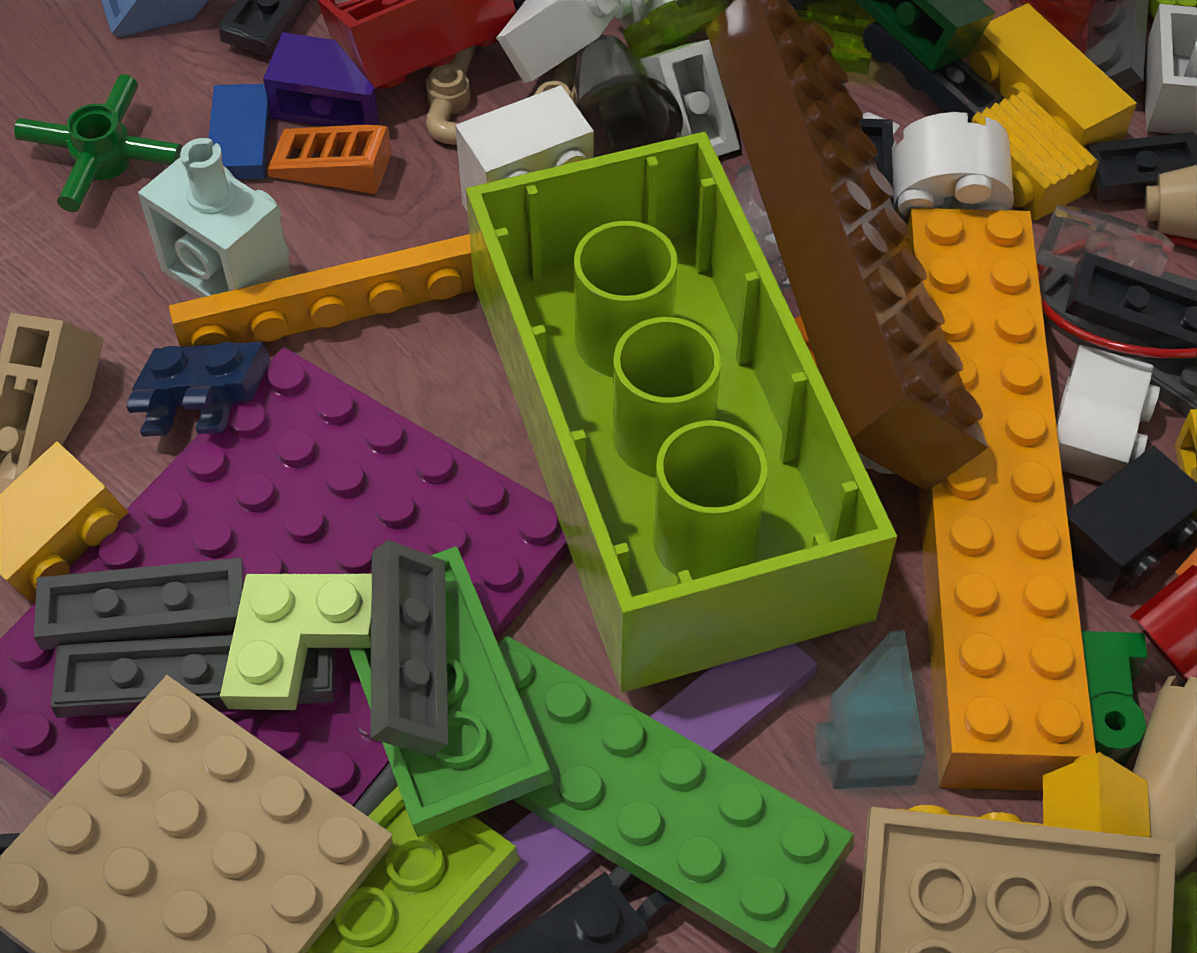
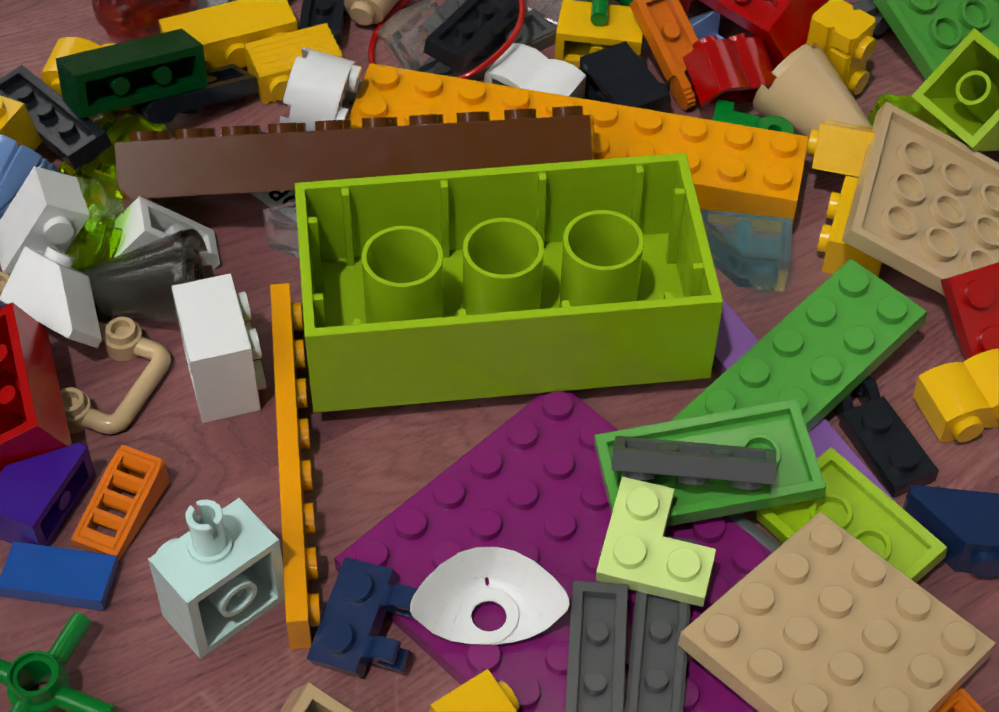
camera: 80 degrees left, 5 degrees down
(214, 448) = (516, 582): none -> white piece

